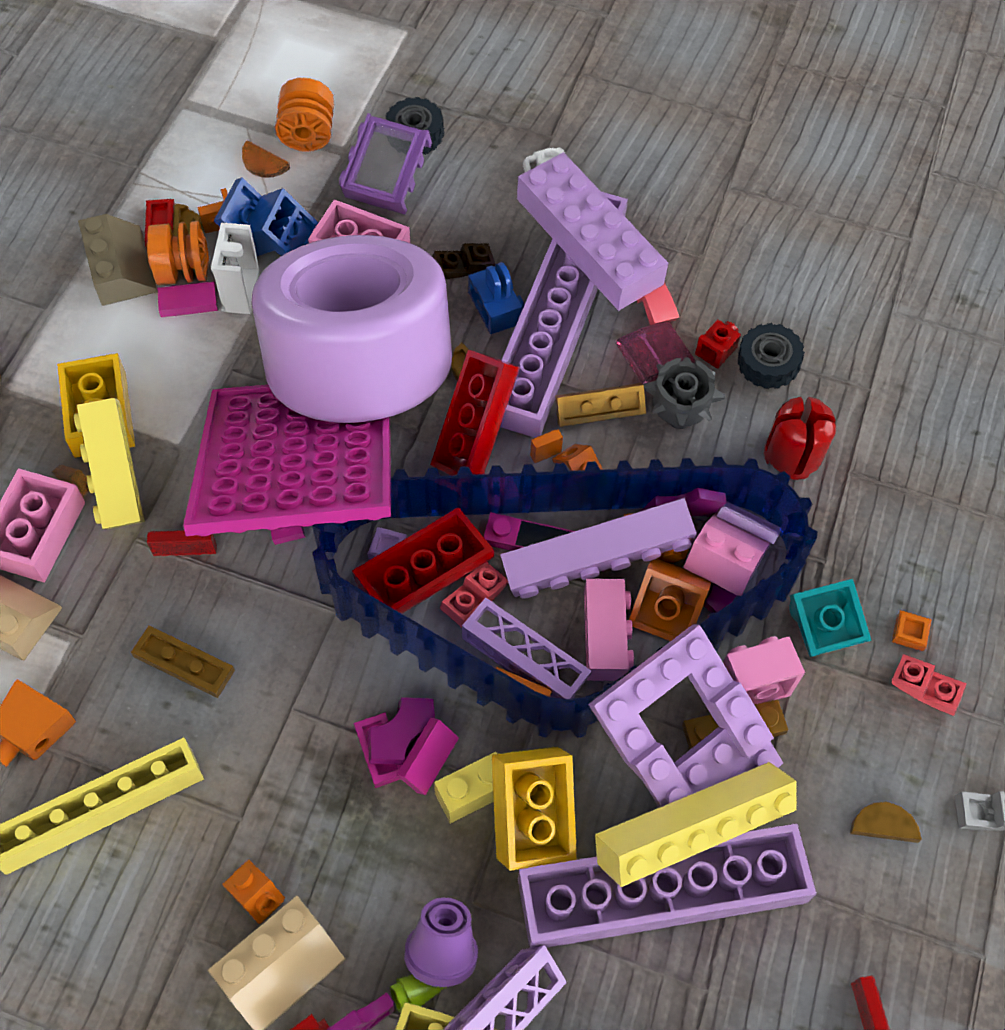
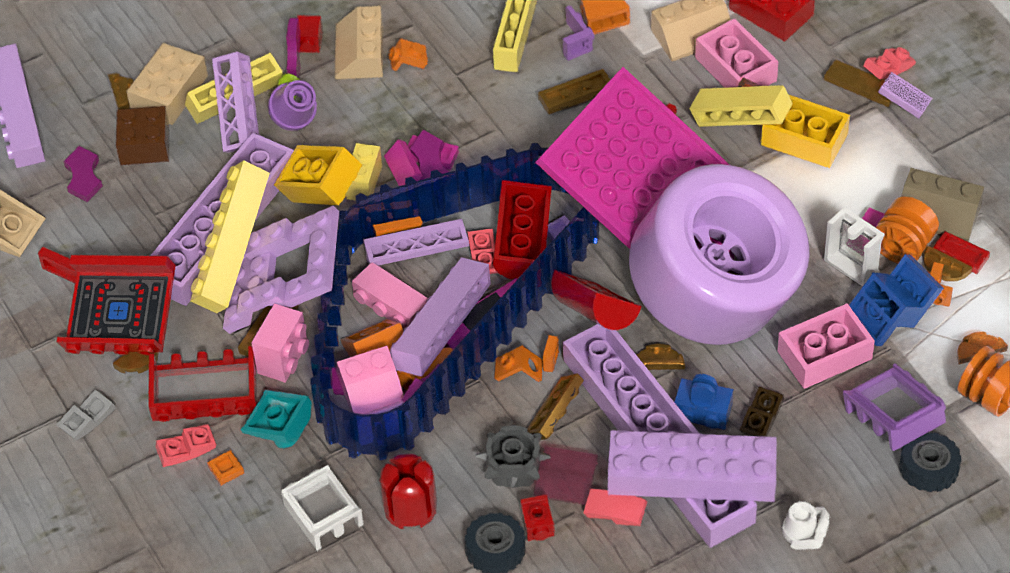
camera: 135 degrees right, 10 degrees down
(86, 709) = (582, 39): none -> medium lavender bracket
(860, 722) = (202, 387): none -> window
(871, 508) = (320, 505): none -> white window
(875, 880) = (119, 304): none -> panel

